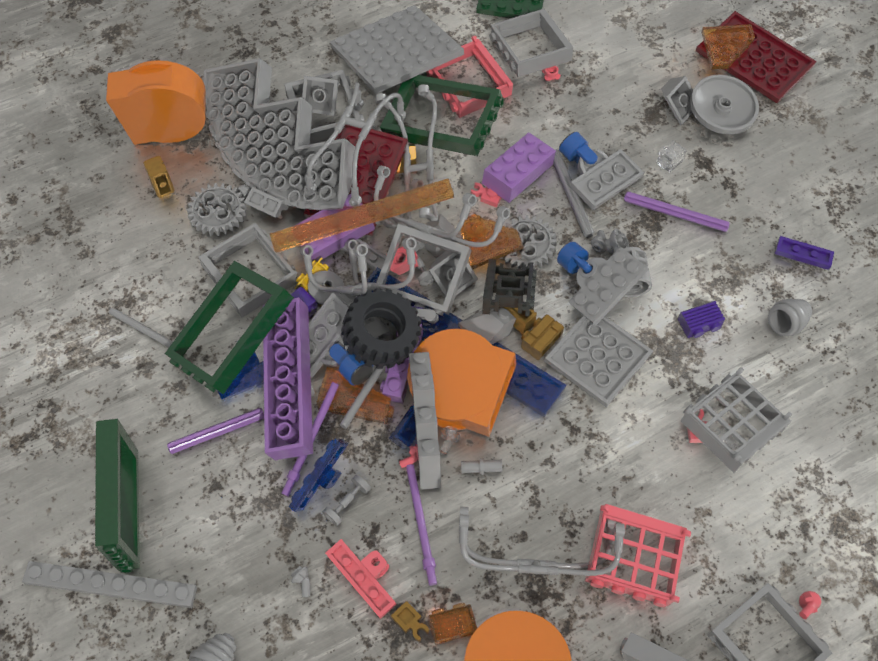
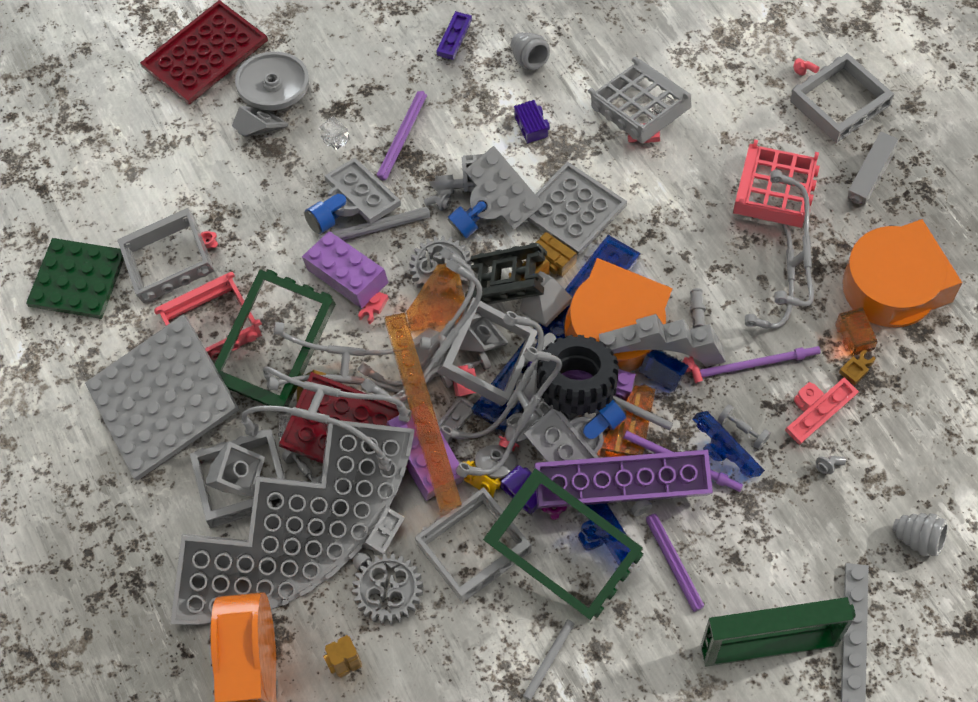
camera: 85 degrees left, 0 degrees up
(726, 43) = (191, 71): clear orange plate -> none

